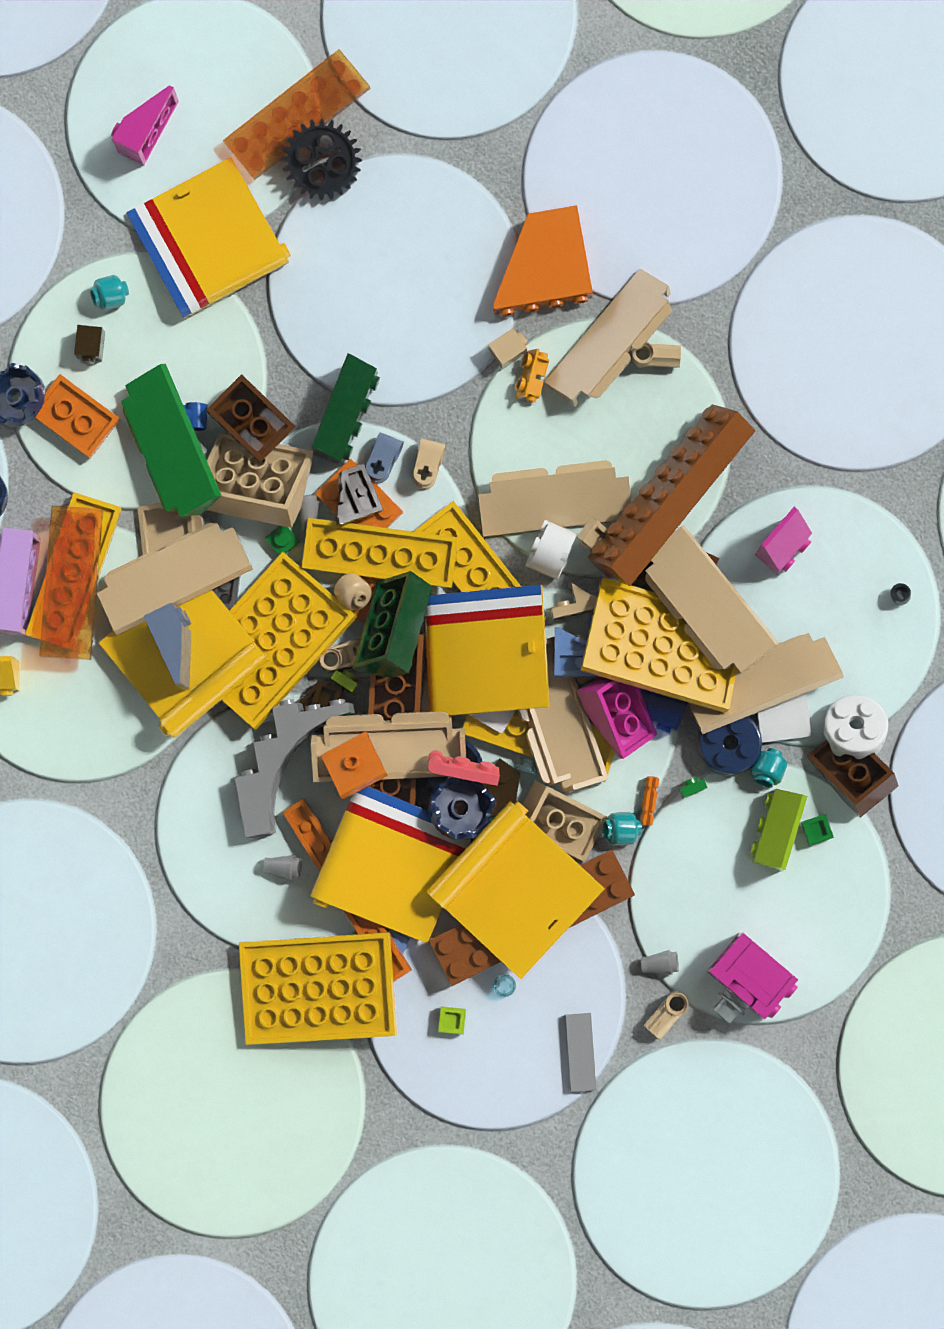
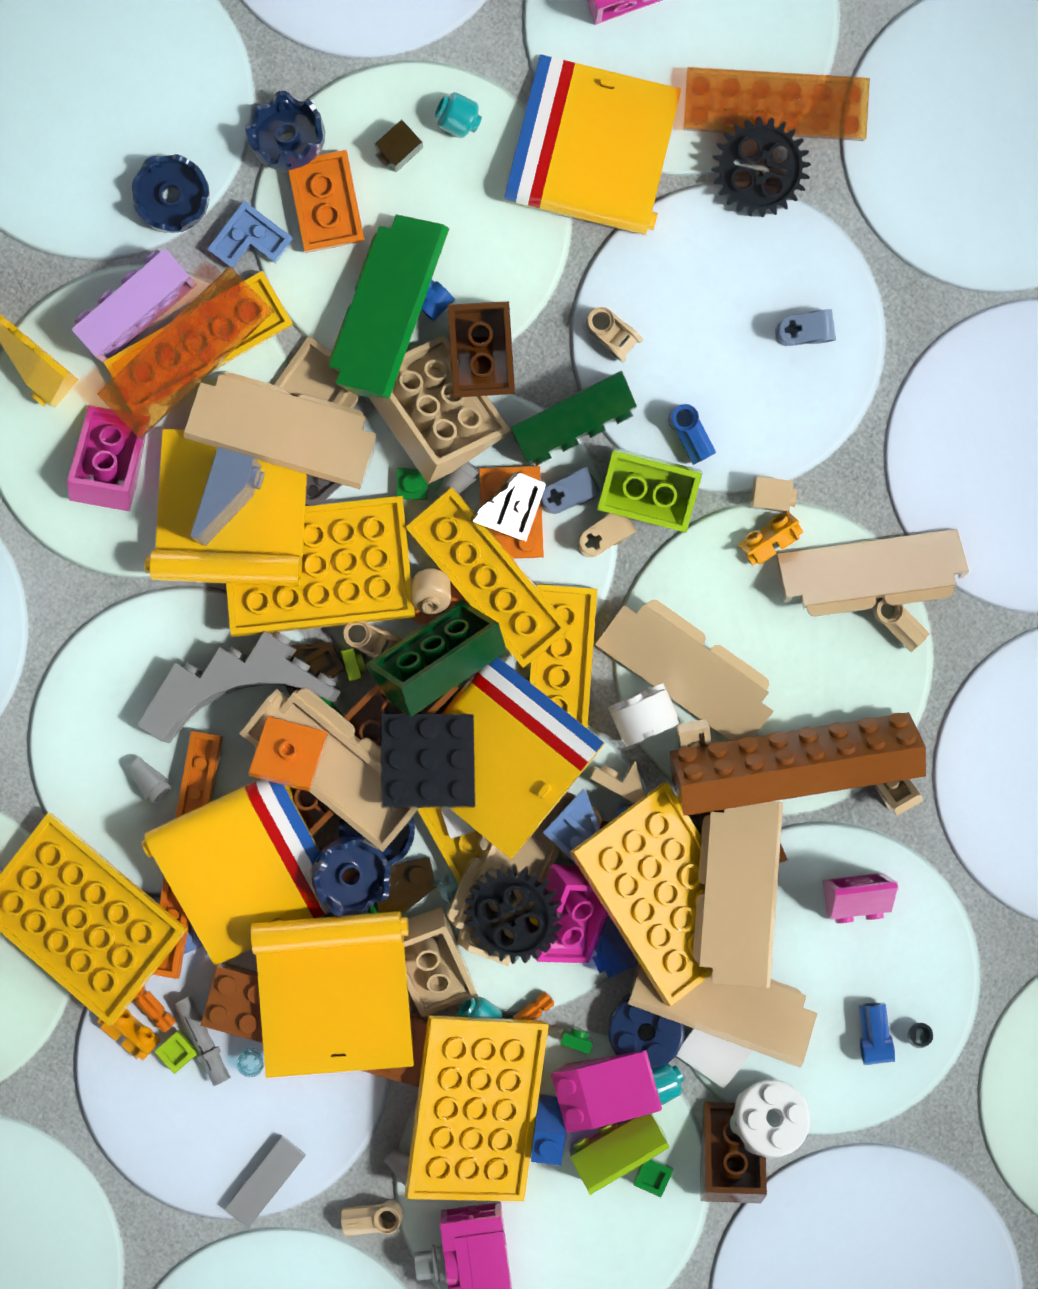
camera: 40 degrees right, 5 degrees up
(42, 475) = (246, 229): none -> medium blue plate
(81, 694) = (105, 461): none -> dark pink slope
(323, 339) = (613, 334): none -> tan piece
(415, 1007) = (154, 1010): none -> orange axle
(422, 1033) = (139, 1038): none -> light orange hinge
(428, 356) = (693, 437): none -> blue piece
(430, 411) = (650, 489): none -> lime slope
(440, 227) = (811, 328): none -> sand blue piece
(443, 694) = (427, 761): none -> black plate
(462, 768) = (383, 846): coral plate -> none
(462, 999) = (202, 1041): none -> light grey pin
(546, 264) = (877, 449): orange slope -> none
(559, 733) = (528, 938): none -> black gear
(668, 883) = (476, 1109): none -> yellow plate
(726, 858) = (548, 1132): none -> blue slope
(738, 800) = (605, 1090): none -> dark pink slope
(749, 458) = (899, 795): none -> tan slope
(877, 622) = (876, 1043): none -> blue piece

